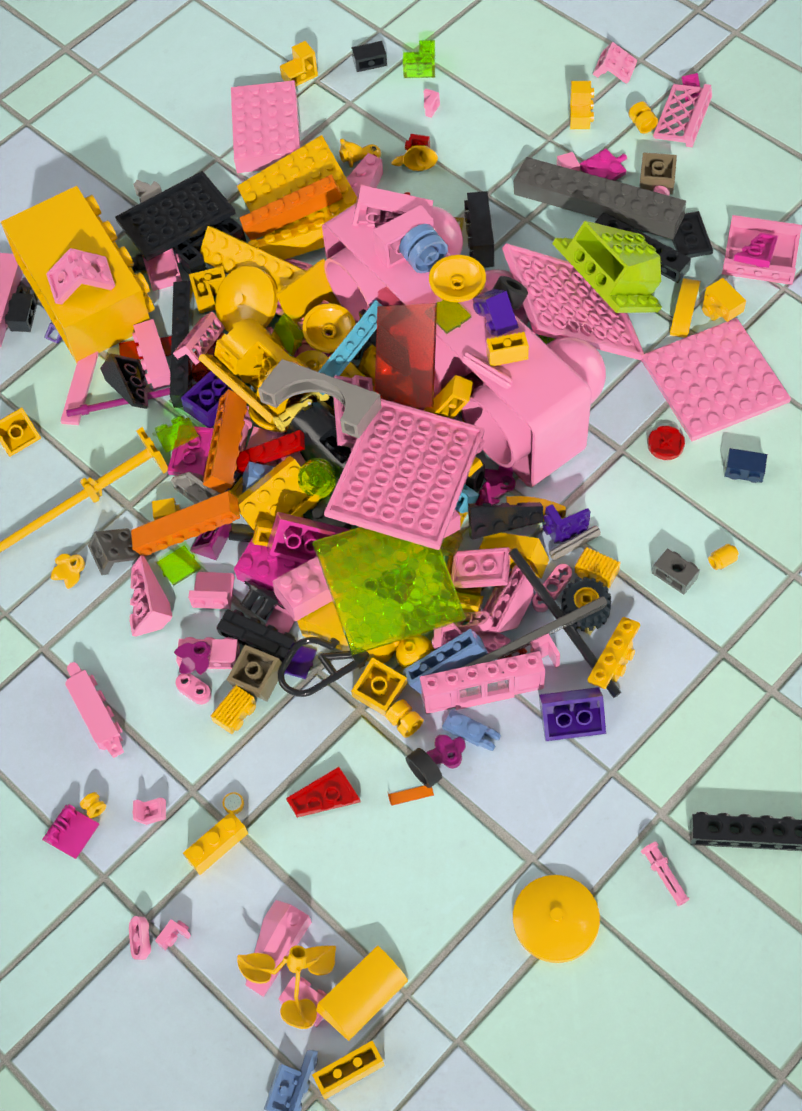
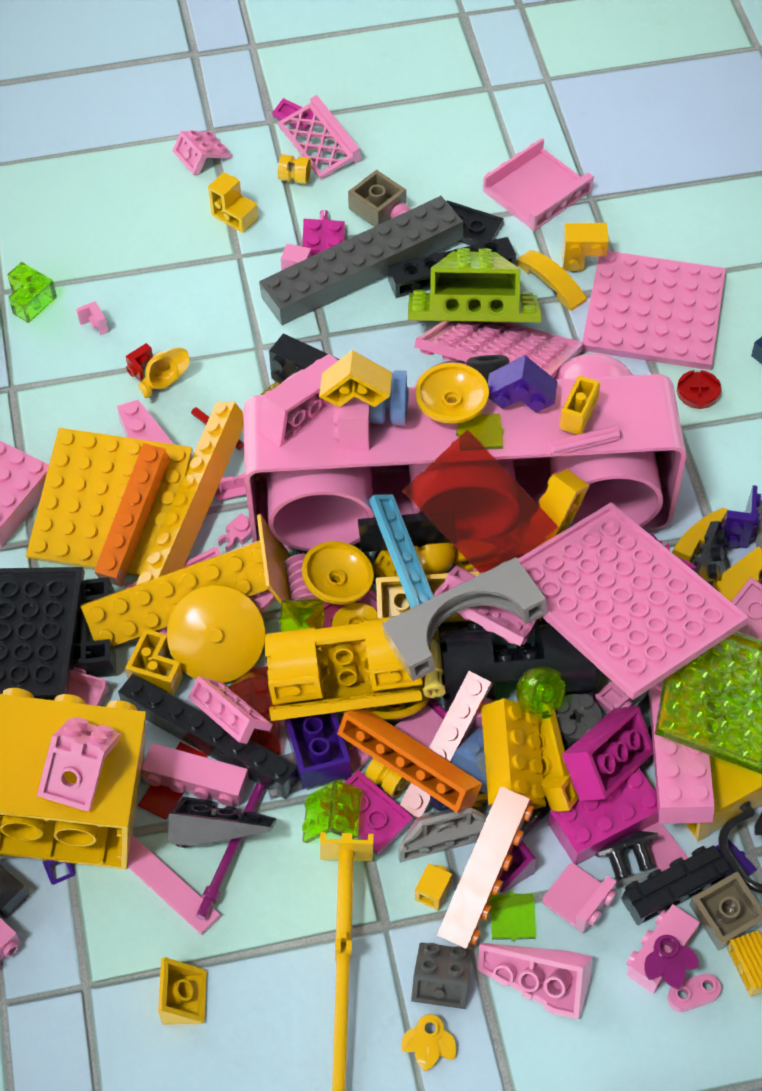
camera: 60 degrees left, 5 degrees down
(352, 152) = (96, 419): yellow animal -> none
(398, 216) = (356, 378): none -> yellow brick
(759, 251) = (546, 183): dark pink wing -> none

